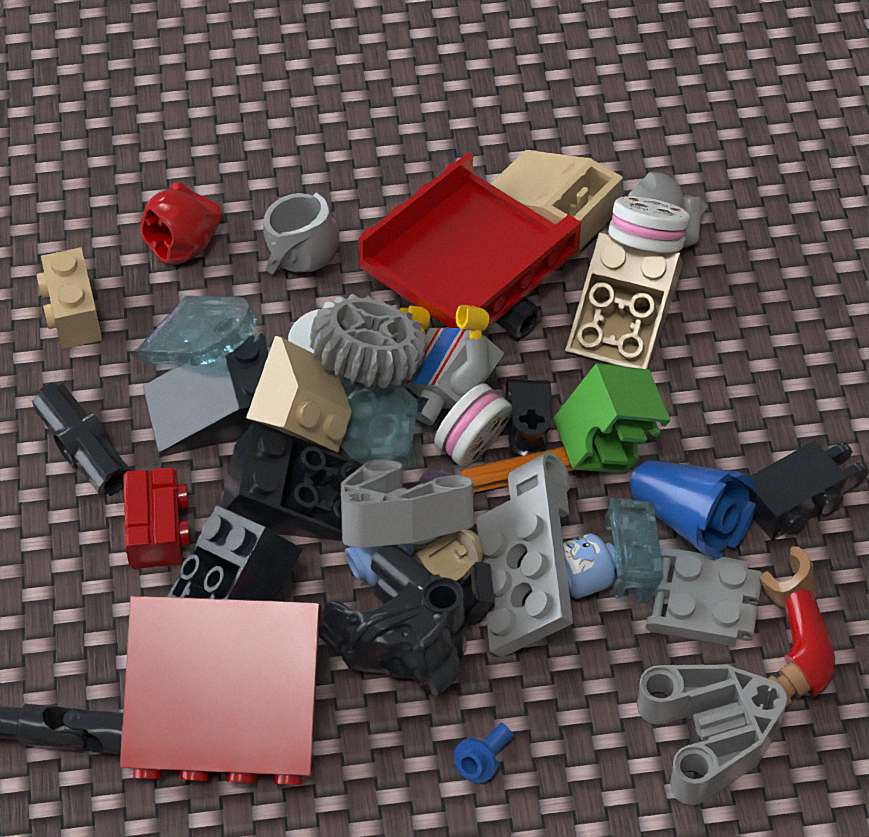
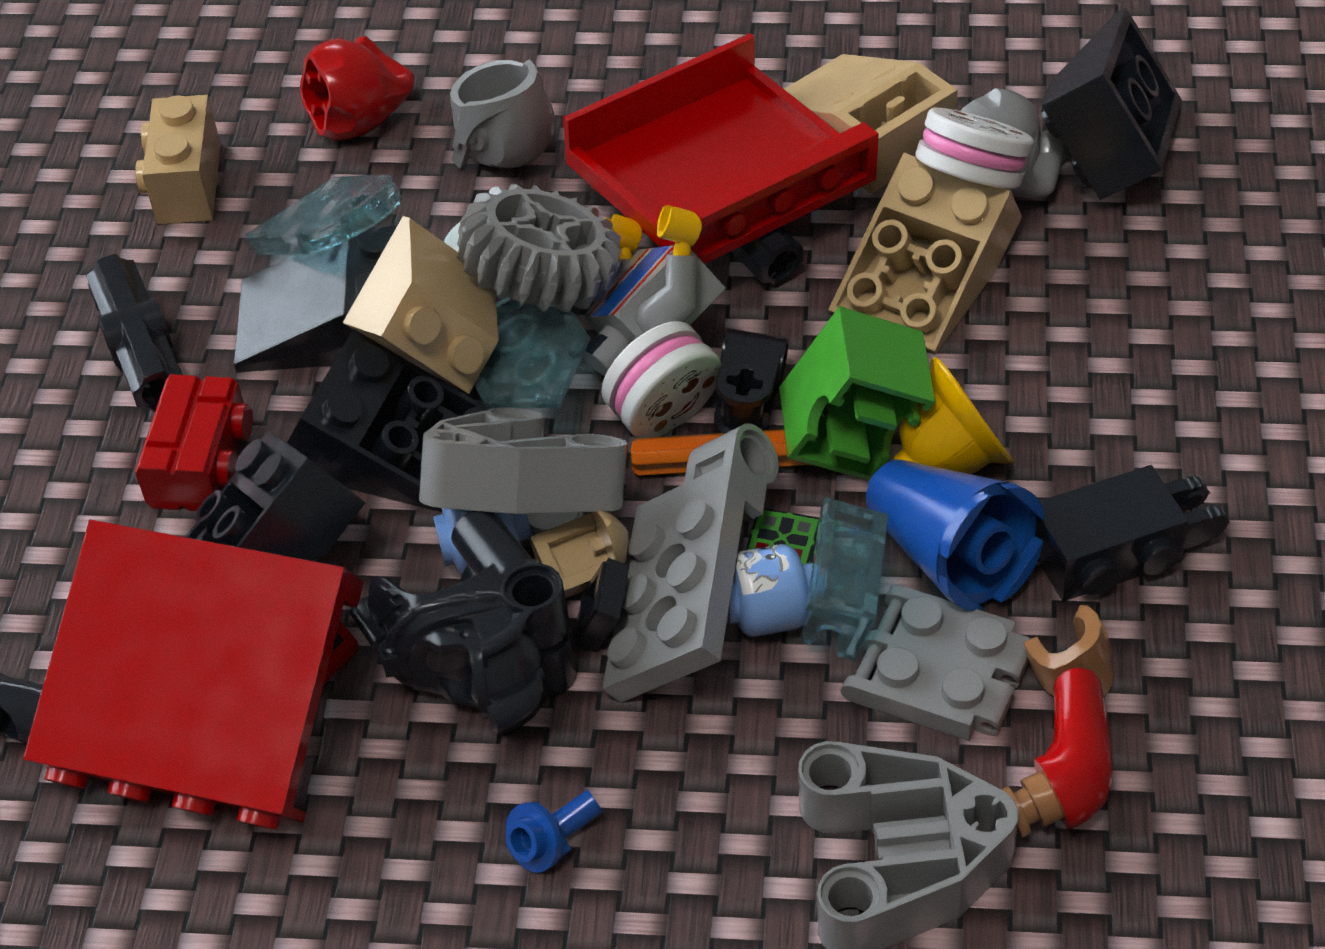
camera: 15 degrees right, 5 degrees down
(582, 522) = (787, 528): none -> tile
(681, 438) = (952, 430): none -> yellow hat
(730, 175) = (1113, 108): none -> black slope

